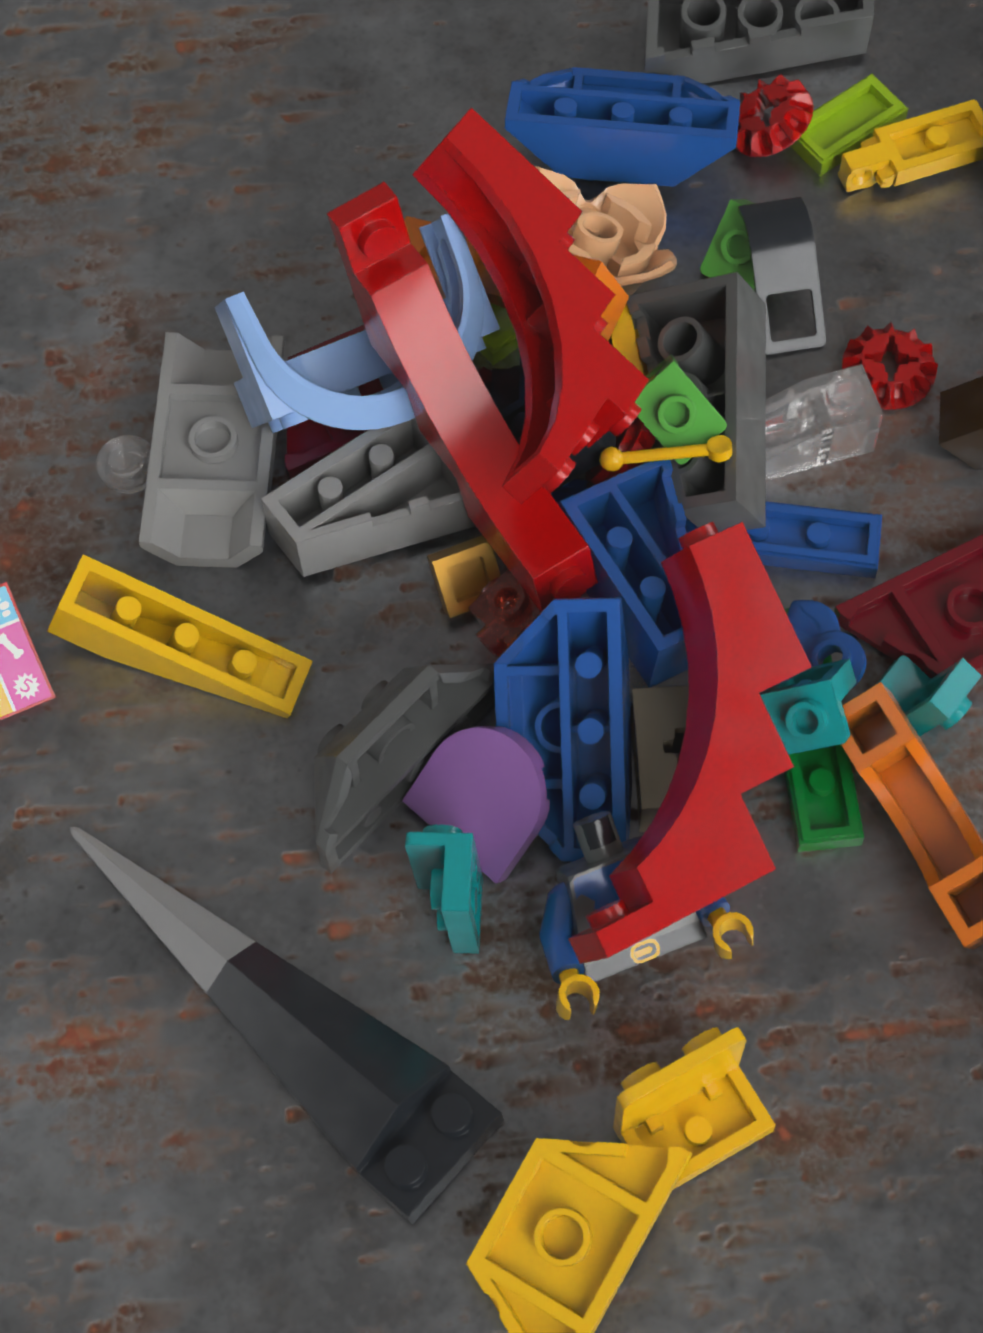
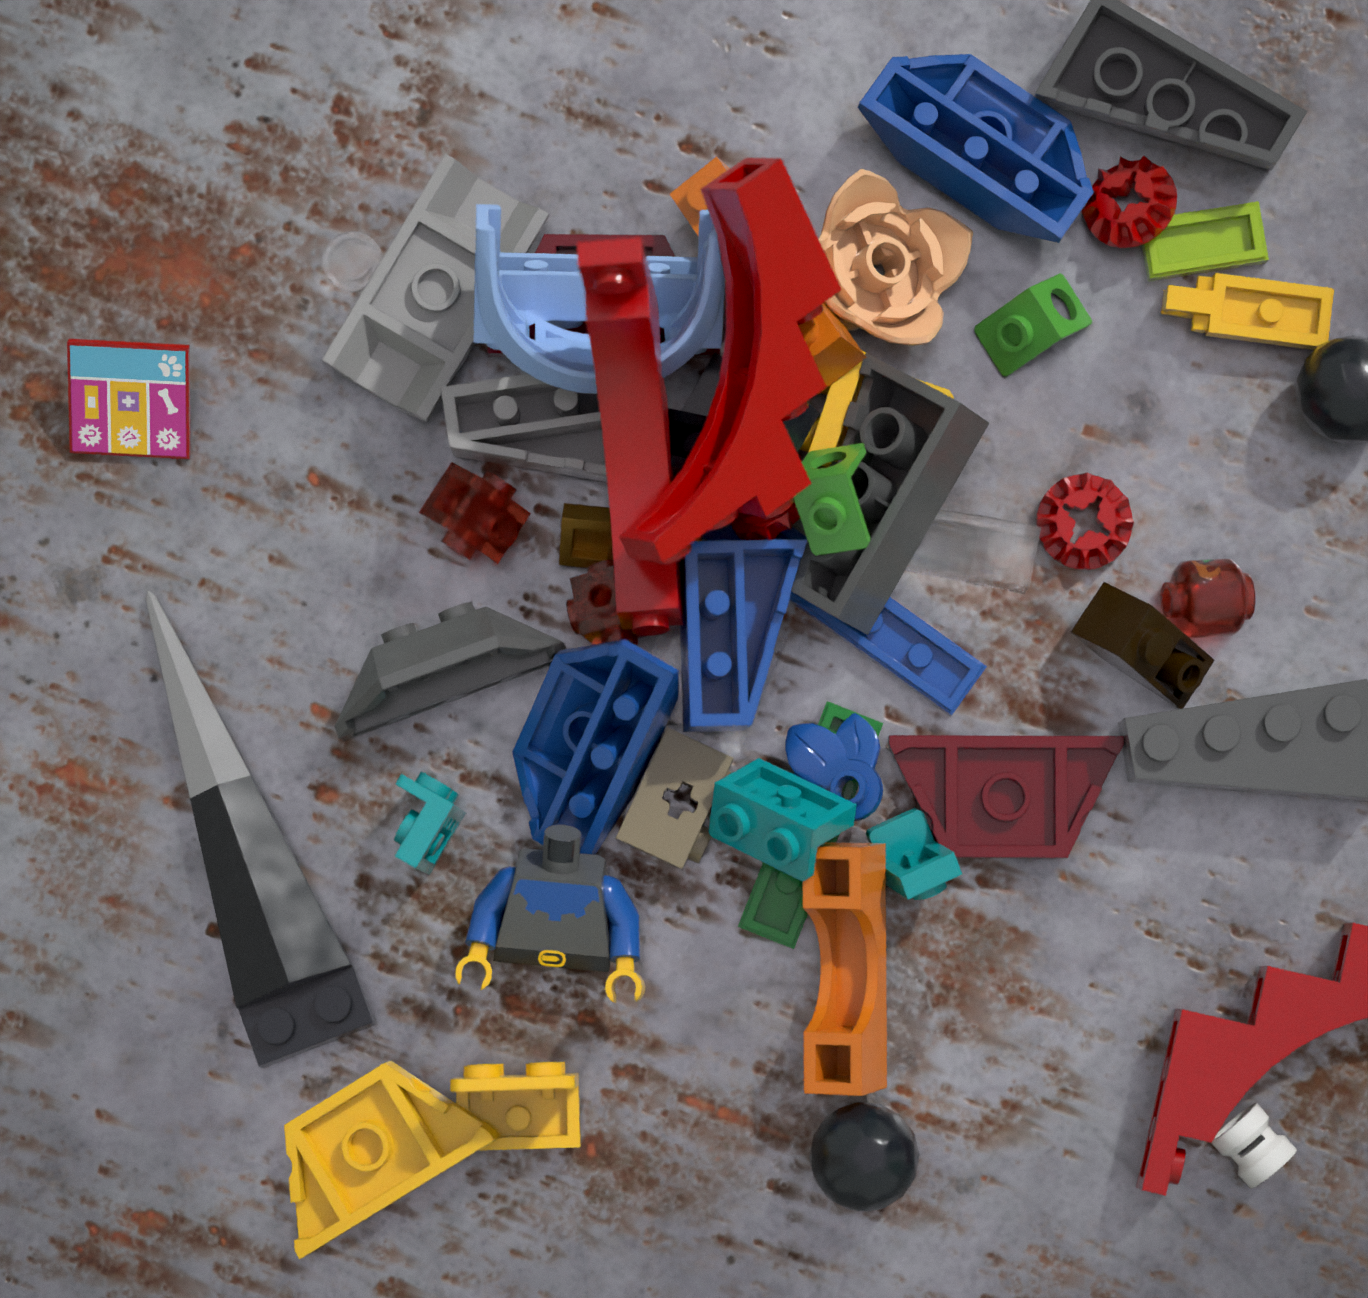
camera: 30 degrees right, 20 degrees up
(175, 639) = (314, 469): yellow slope -> none
(349, 601) = (475, 513): none -> clear red brick
(486, 786) = (495, 752): medium lavender tile -> none
(703, 832) = (634, 903): red arch -> none
(717, 449) = (847, 563): yellow hinge -> none
(784, 261) = (1041, 374): piece -> none

